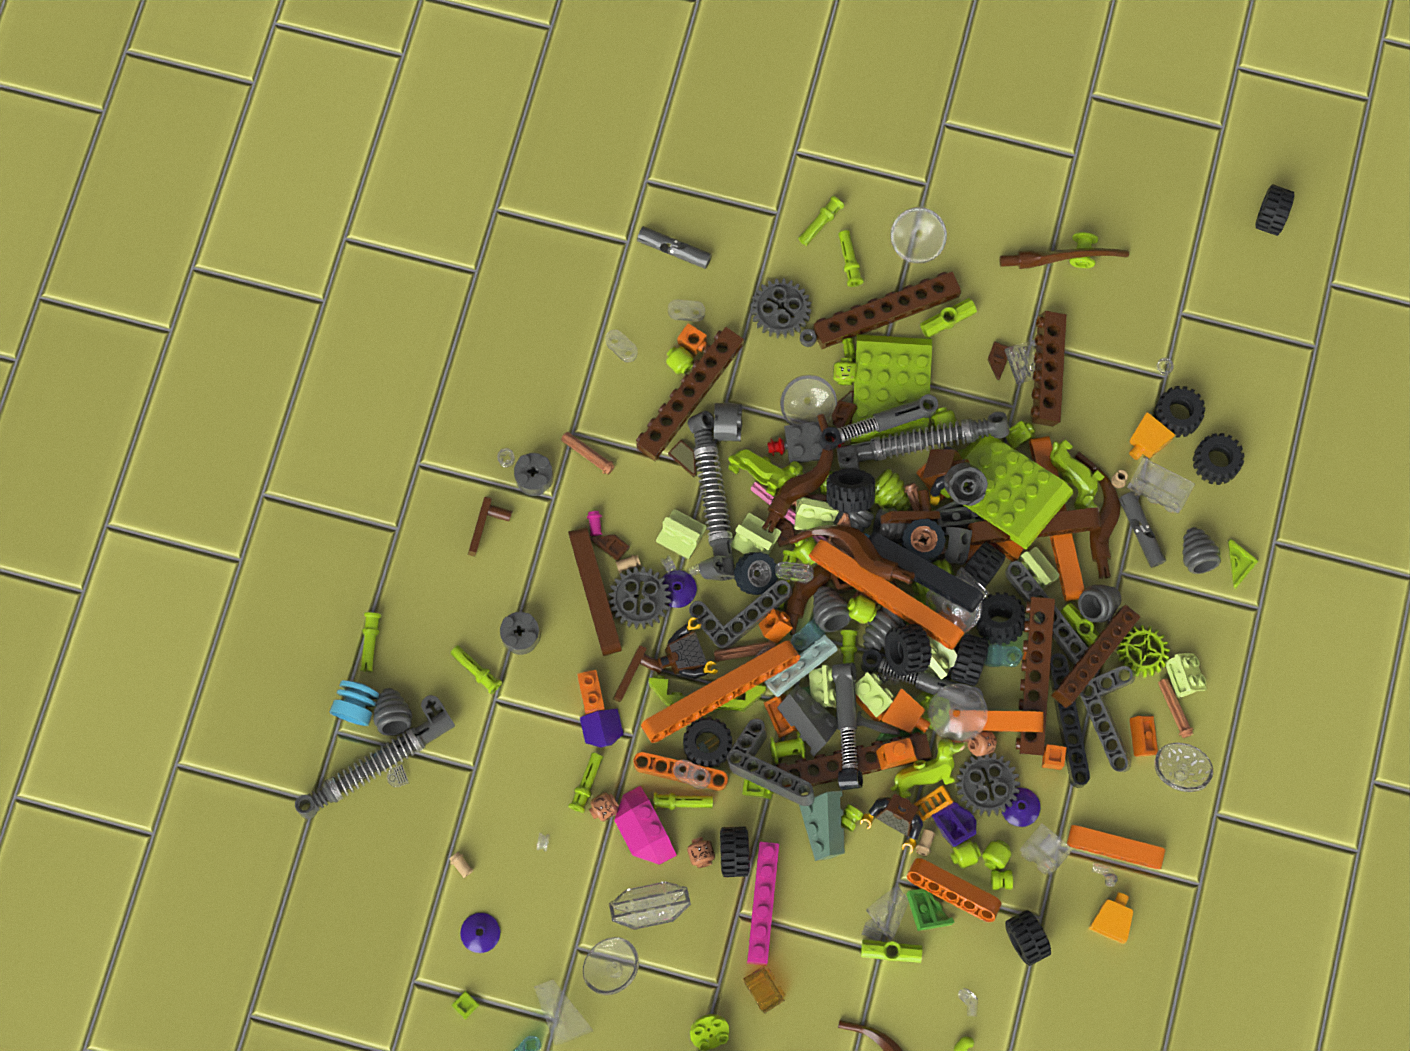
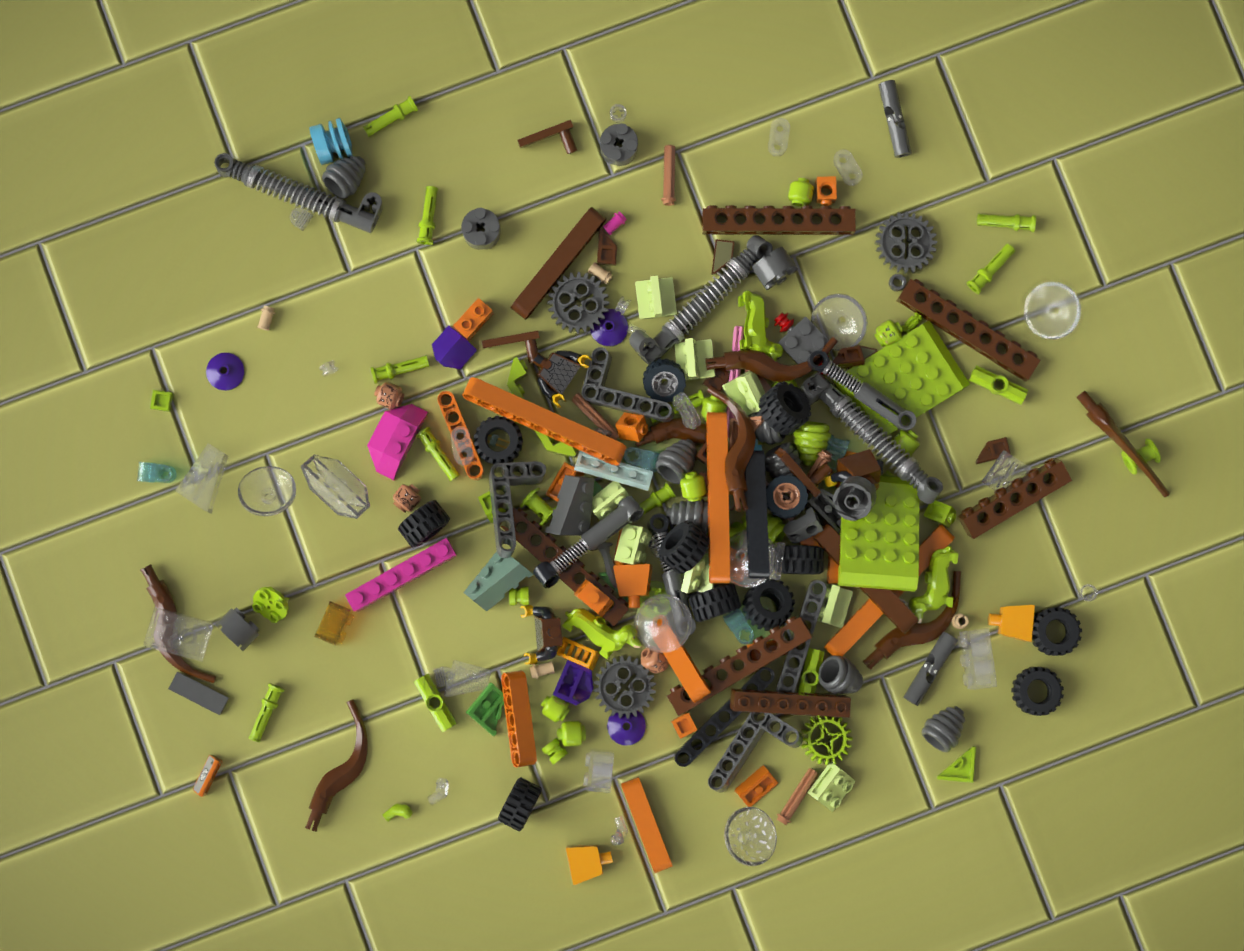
camera: 55 degrees right, 10 degrees up
(912, 475) = (837, 448): none -> clear light blue piece

